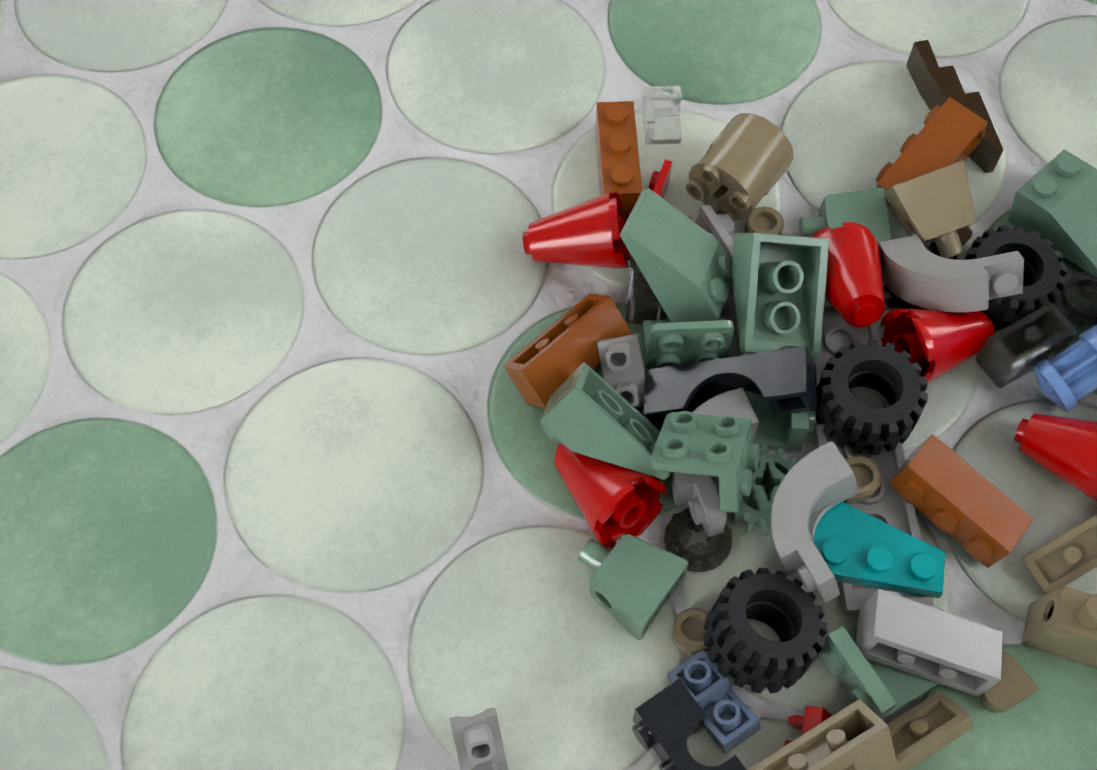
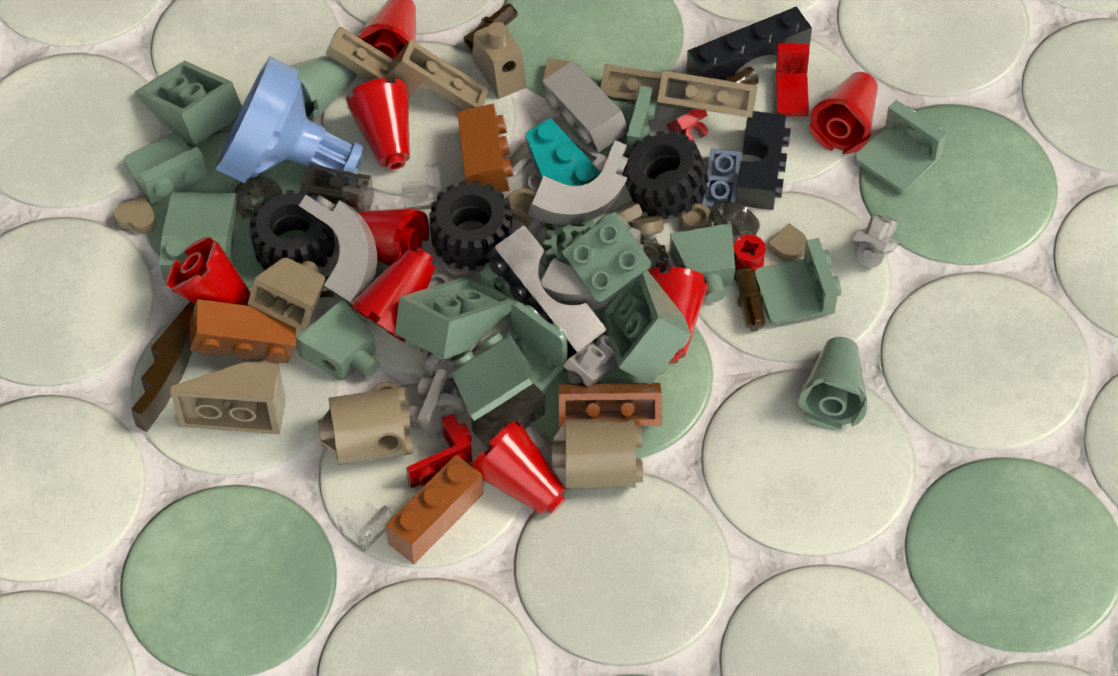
camera: 135 degrees left, 5 degrees down
(382, 546) = (835, 387): none -> sand green cone
(517, 630) = (799, 287): none -> sand green bracket
(527, 294) = (597, 453): none -> dark tan cylinder
(552, 579) = (749, 299): none -> dark brown axle
(574, 684) = (788, 244): none -> dark tan tile
(598, 637) = (746, 244): none -> red wheel
(646, 643) = (740, 217): none -> clear smoke gear
(724, 566) = (648, 225): none -> dark tan tile
(760, 555) = (629, 211): none -> dark tan tile
(856, 107) = (233, 399): none -> dark tan slope
(965, 429) = (422, 192): none -> clear panel
(1006, 158) = (207, 275): none -> red cone

